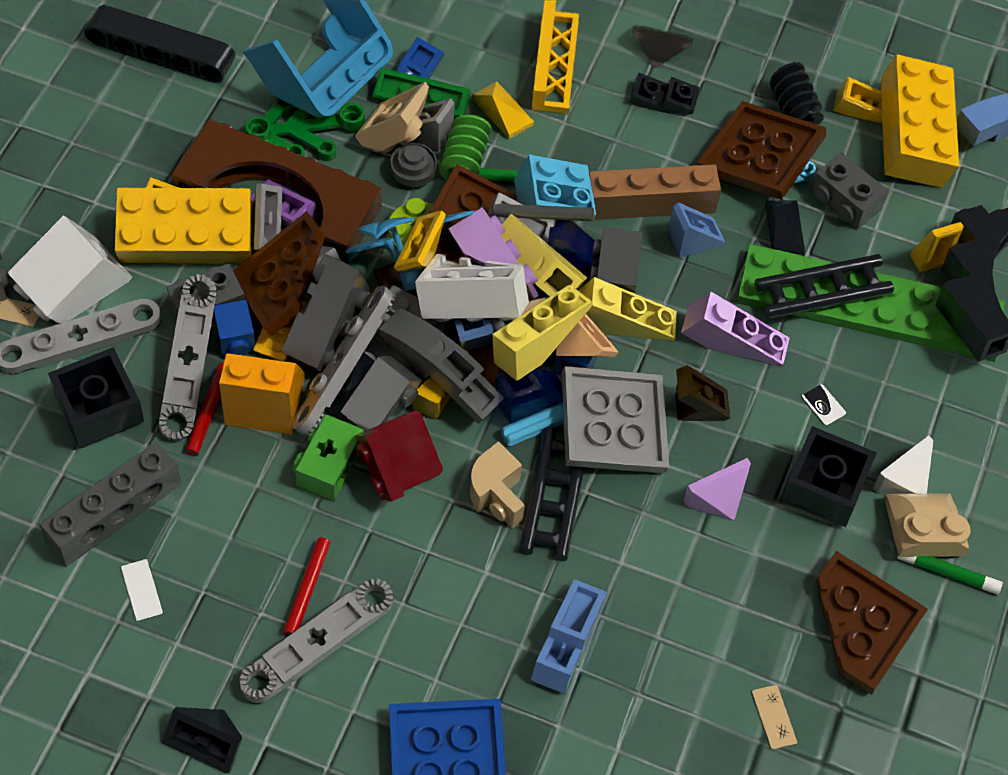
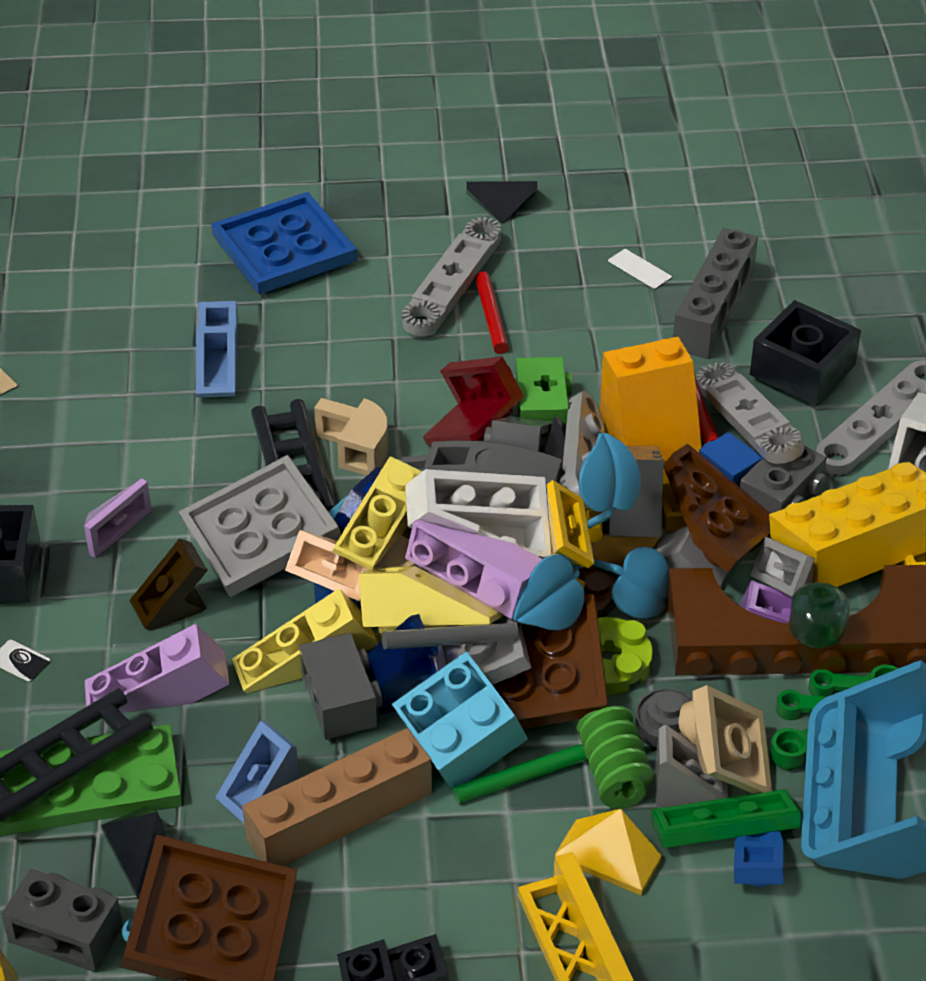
camera: 160 degrees right, 15 degrees down
(286, 144) = (819, 615): none -> clear green head

